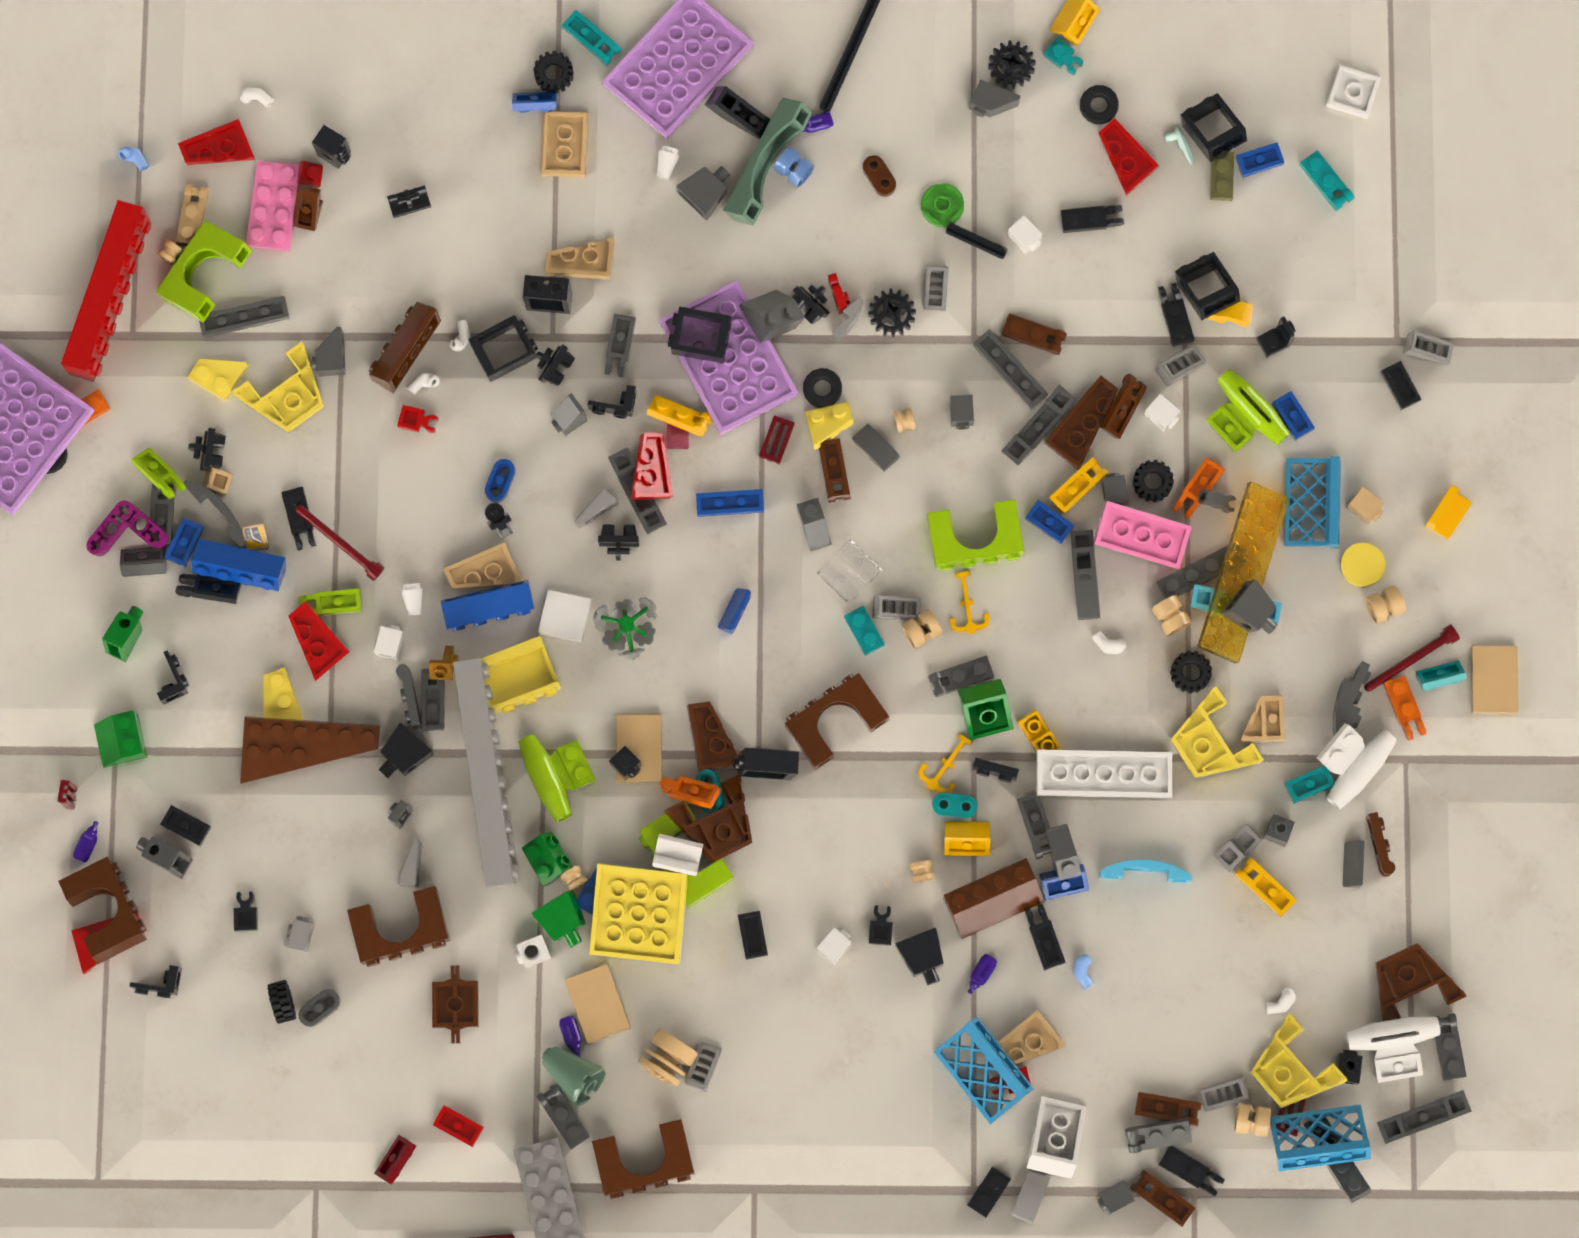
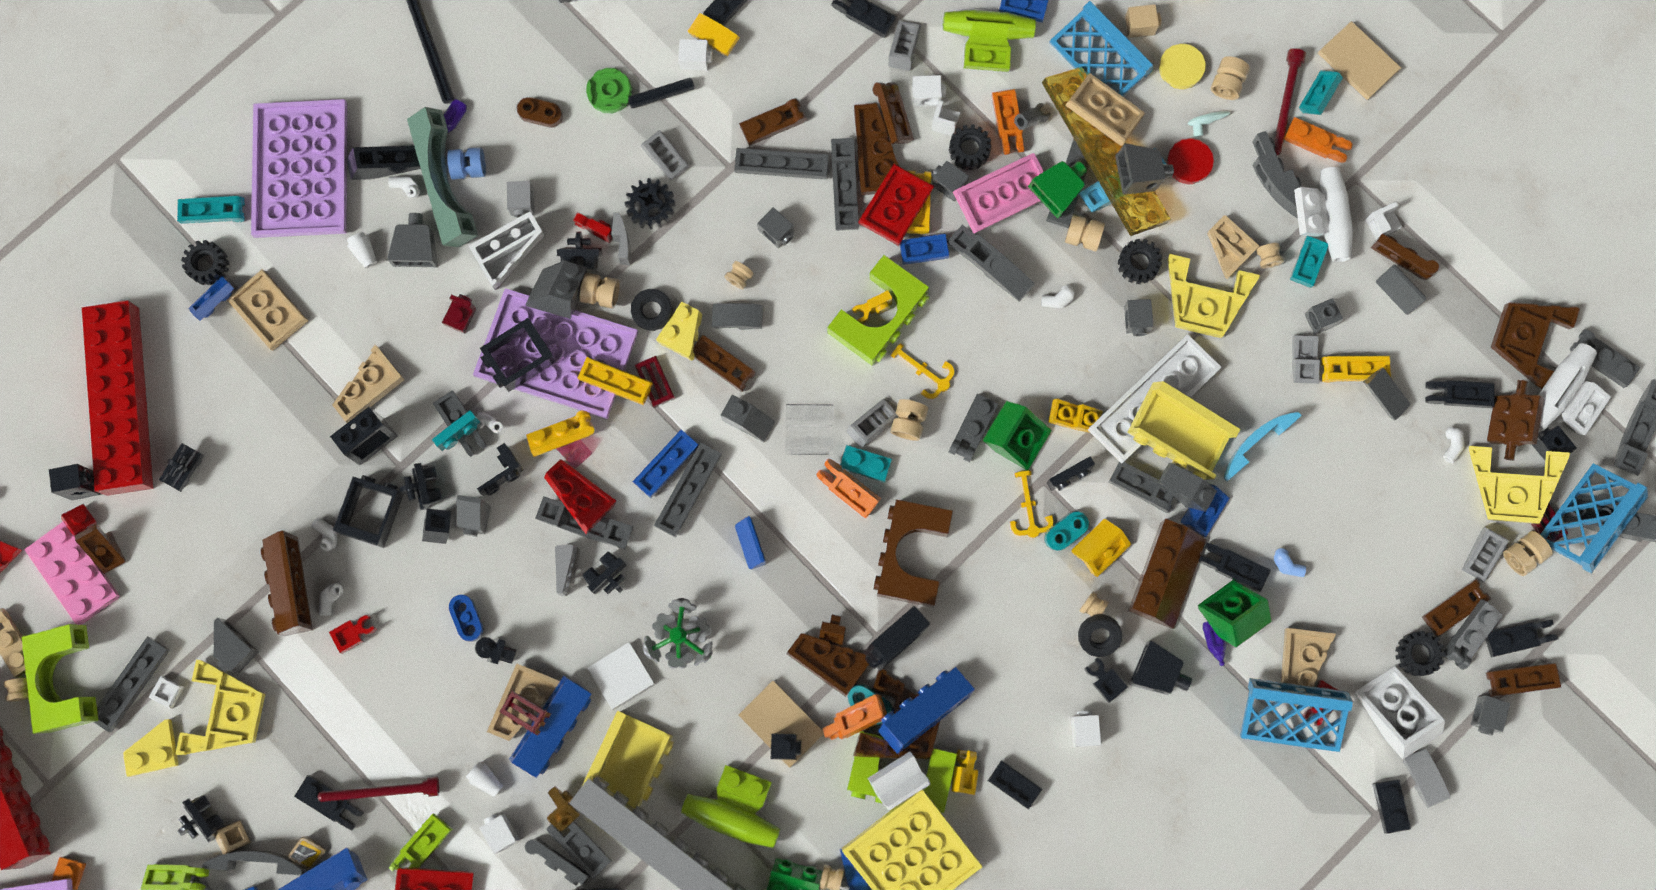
camera: 45 degrees left, 0 degrees up
(262, 344) = (166, 692): none -> white tile
(410, 113) = (117, 398): none -> red brick
(483, 592) = (539, 721): none -> dark red tile
(538, 400) = (436, 526): none -> black brick
(620, 350) = (463, 426): none -> teal plate
(638, 357) = (493, 423): none -> white arm
(690, 268) = (459, 313): none -> dark red bracket
(725, 897) = (965, 776): none -> yellow plate
(727, 534) = (688, 490): none -> dark grey plate
(732, 720) = (833, 631): none -> reddish brown tile
(740, 142) = (409, 186): none -> white arm
(741, 828) = (926, 709): none -> blue brick
(749, 414) = (615, 381): none -> yellow tile
(764, 252) = (506, 248): none -> white wedge
(799, 342) = (599, 290): none -> tan wheel
(806, 226) = (520, 198): none -> light grey brick
(835, 636) = (849, 488): none -> orange hinge
(914, 884) = (1097, 622): none -> black tyre
(980, 530) = (876, 304): none -> yellow plate
(1011, 966) = (1236, 613): none -> green slope
(1052, 233) = (717, 35): none -> yellow slope
(1059, 473) = (896, 204): none -> red tile
(1097, 812) = (1181, 430): none -> light yellow panel
(1124, 1110) = (1433, 647): none -> black tyre
(1150, 709) = (1138, 317): none -> dark grey brick
(1155, 445) = (945, 120): none -> white panel
(1183, 566) = (1058, 186): none -> green torso
(1268, 923) = (1387, 393): none -> dark grey slope
(1272, 543) = (1105, 109): none -> tan tile
(1285, 754) = (1270, 255): none -> tan wheel
(1299, 636) = (1190, 160): none -> red tile
(1322, 975) = (1462, 393): none -> black hinge
(1337, 1024) = (1515, 420): none -> reddish brown plate
(1341, 618) = (1205, 119): none -> light aqua bar
(1393, 807) = (1384, 221): none -> white panel

